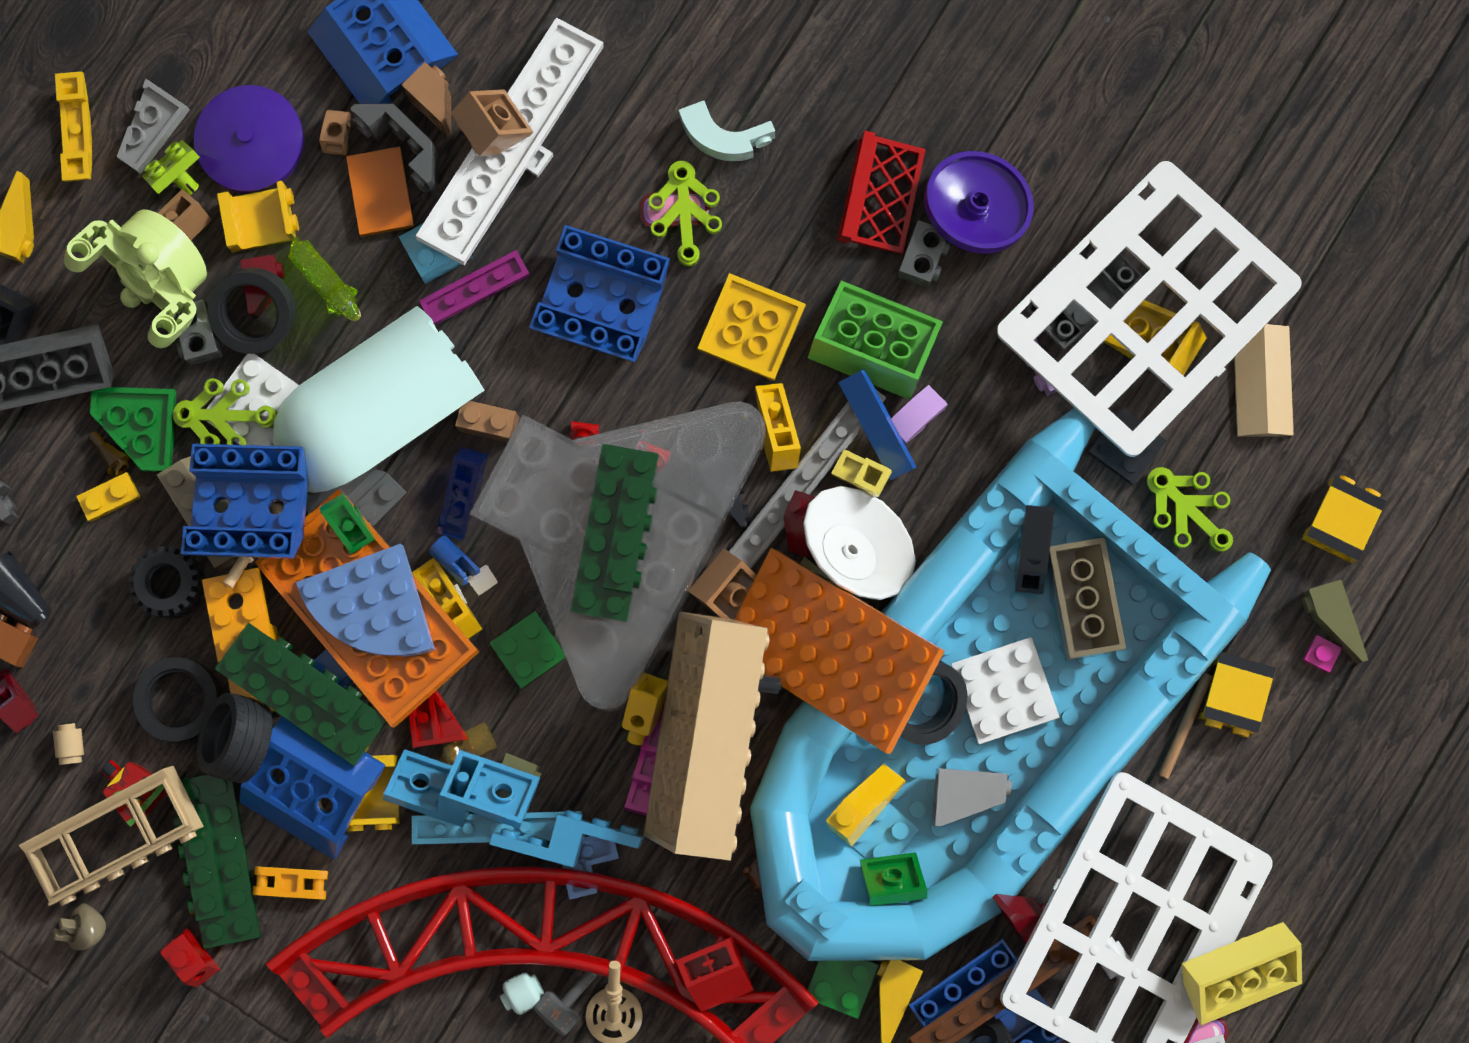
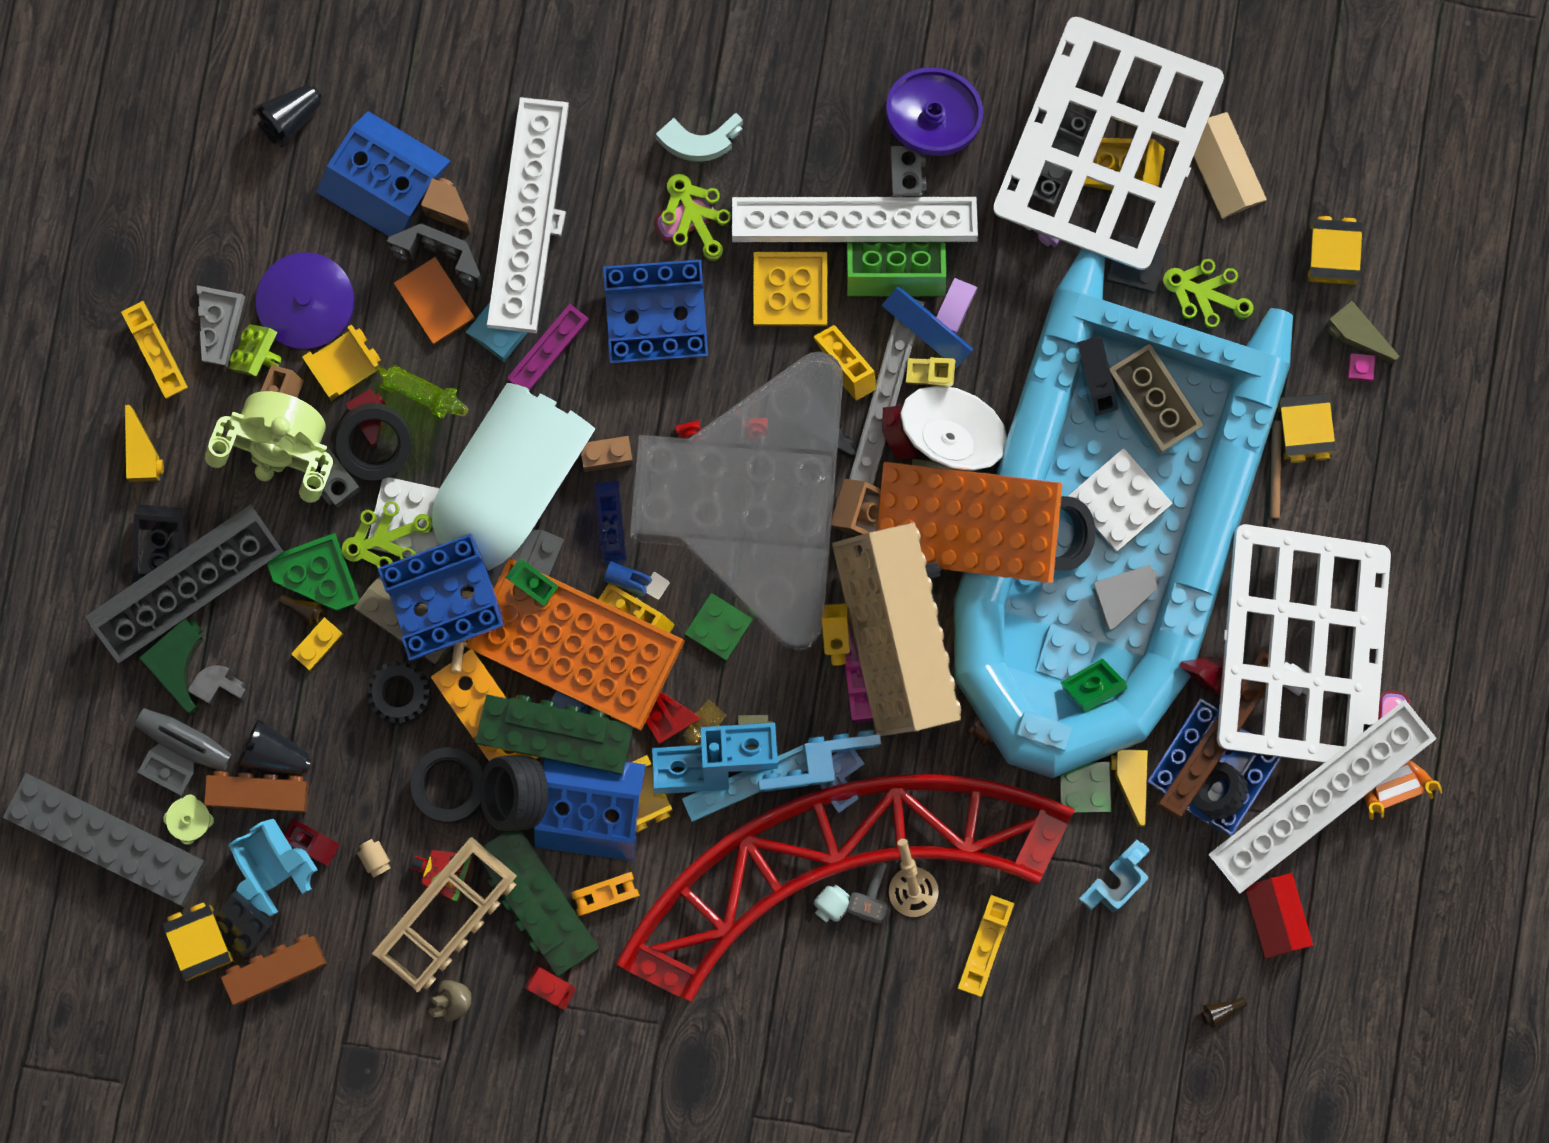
camera: 30 degrees left, 0 degrees up
(335, 132) = (376, 266): medium nougat leg -> none
(371, 604) = (579, 639): medium blue plate -> none
(490, 121) = (507, 206): medium nougat slope -> none
(615, 533) = (757, 498): dark green plate -> none
(715, 974) = (983, 820): red slope -> none
(848, 281) = (854, 219): none -> white plate
(861, 181) = (829, 136): red fence -> none
(864, 804) = (1045, 637): yellow slope -> none
(1243, 972) = (1402, 646): light yellow slope -> none

